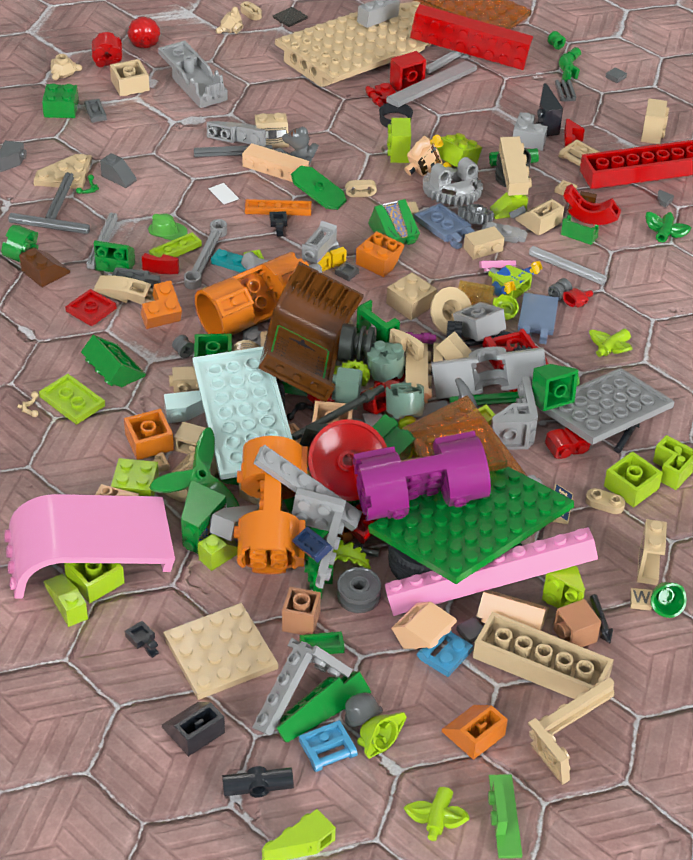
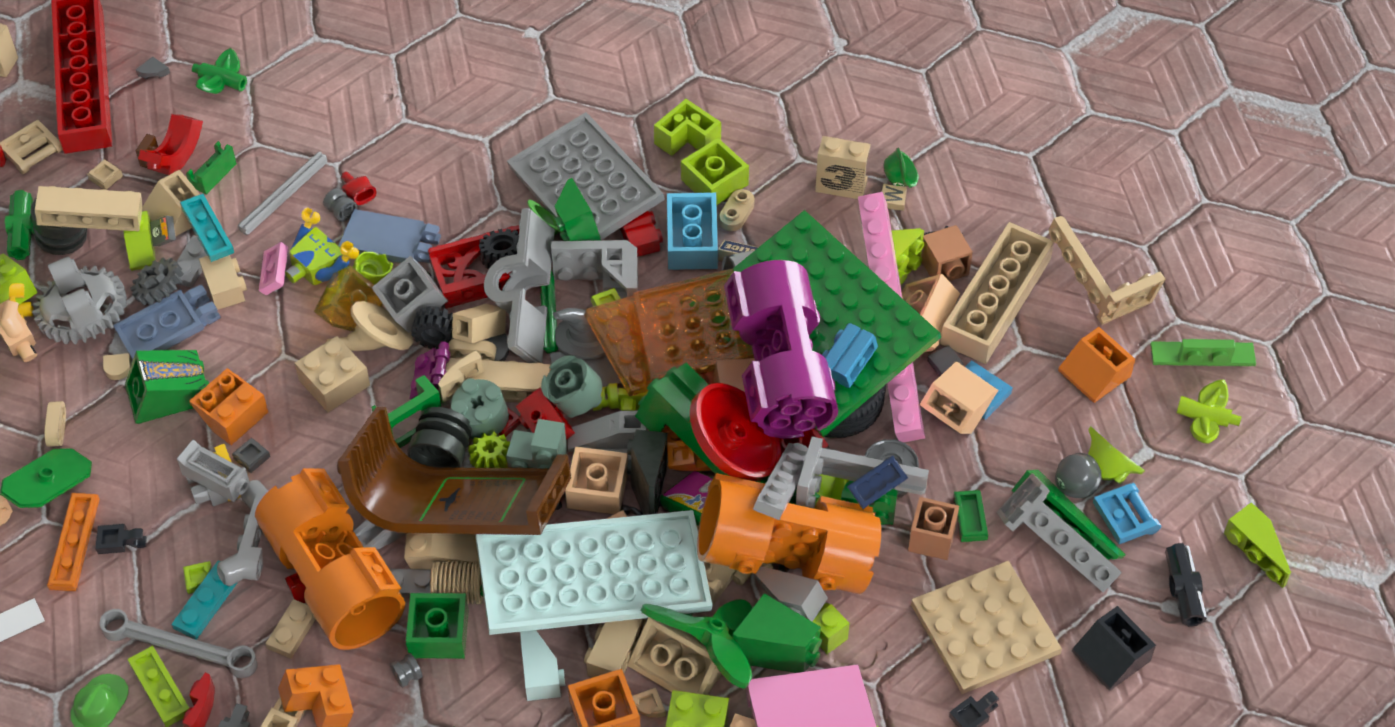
camera: 85 degrees left, 10 degrees up
(183, 379) = (483, 662): tan brick -> none
(366, 396) = (596, 461): pearl dark grey bar -> none
(427, 523) = (850, 353): none -> dark azure brick
(515, 221) = (207, 227): none -> teal plate
(571, 466) = (692, 231): none -> medium azure brick
(614, 343) = (455, 164): lime plant -> none

